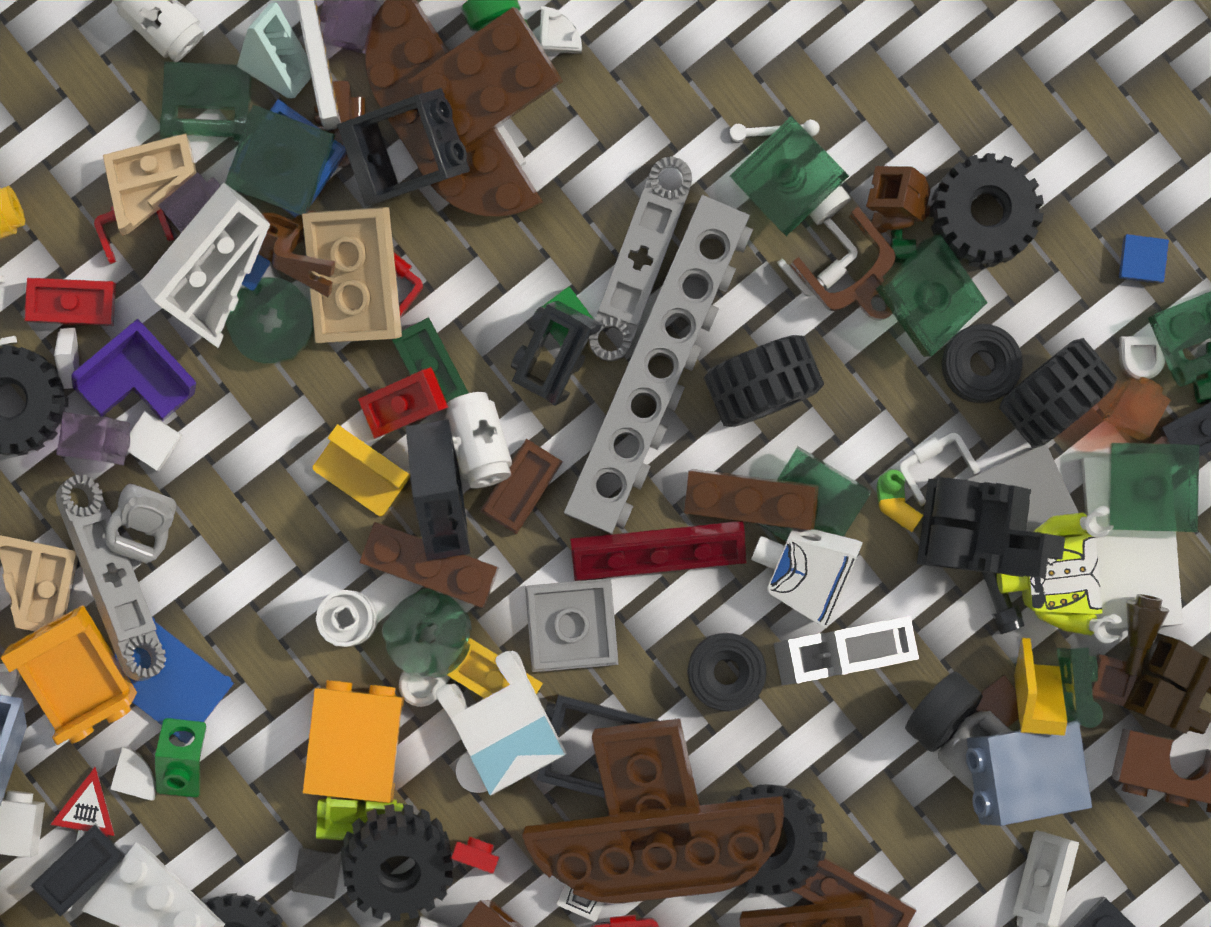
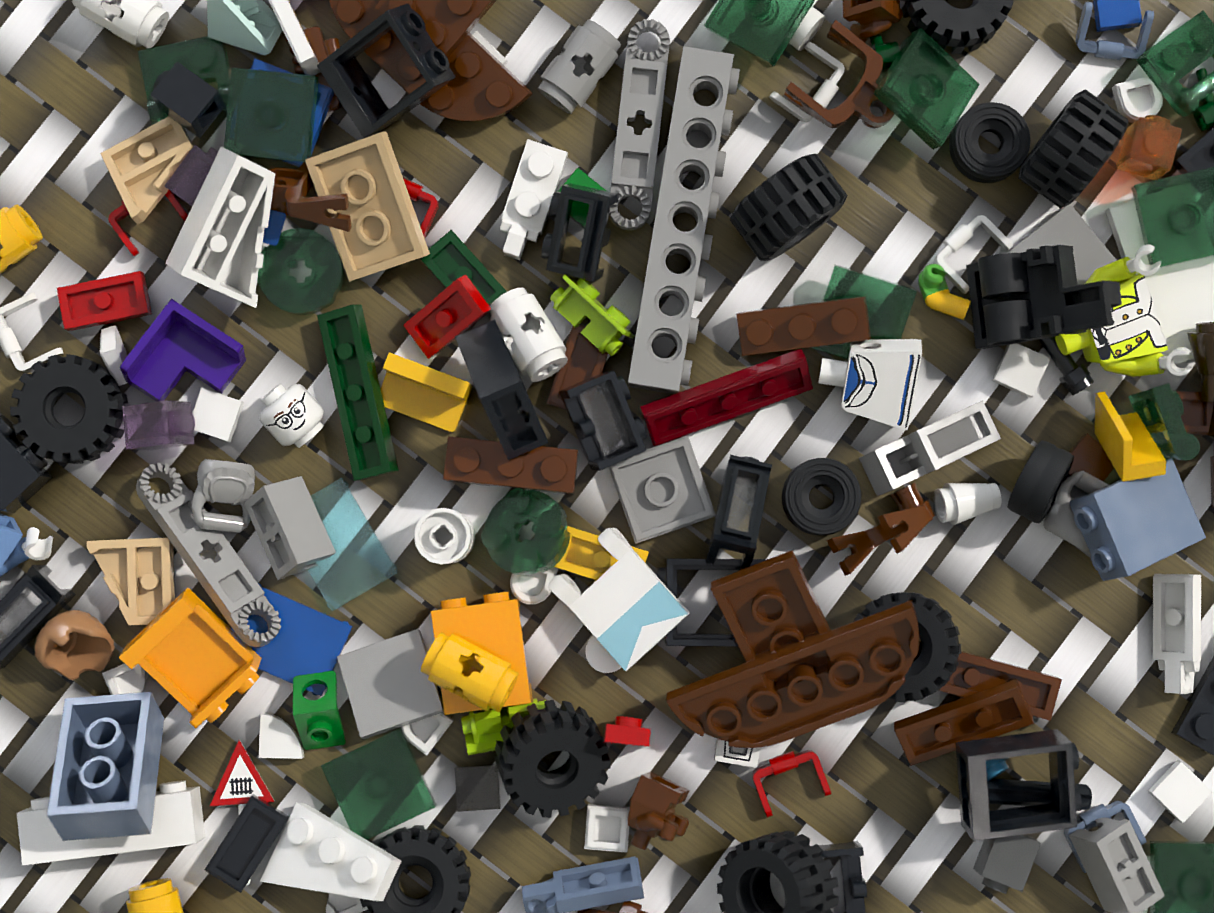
camera: 10 degrees left, 0 degrees up
(196, 570) = (289, 527): none -> light grey hinge
(201, 125) = (187, 99): none -> black brick
(221, 845) = (379, 785): none -> clear green plate
(226, 461) = (291, 415): none -> white head
(239, 598) = (359, 555): none -> clear light blue piece
(257, 749) = (388, 684): none -> light grey tile
(280, 799) = (427, 732): none -> white tile
(296, 454) = (357, 392): none -> dark green plate
(326, 738) = (484, 688): none -> yellow piece
(516, 302) = (531, 195): none -> white hinge
(532, 543) = (604, 420): none -> black window
(538, 421) = (605, 325): none -> lime hinge
(571, 193) = (598, 50): none -> light grey piece
(642, 664) = (740, 508): none -> black window
(790, 720) = (901, 525): none -> reddish brown piece
(867, 711) = (965, 500): none -> white cone
(956, 595) = (1021, 369): none -> white tile
(1125, 299) = (1110, 49): none -> sand blue piece

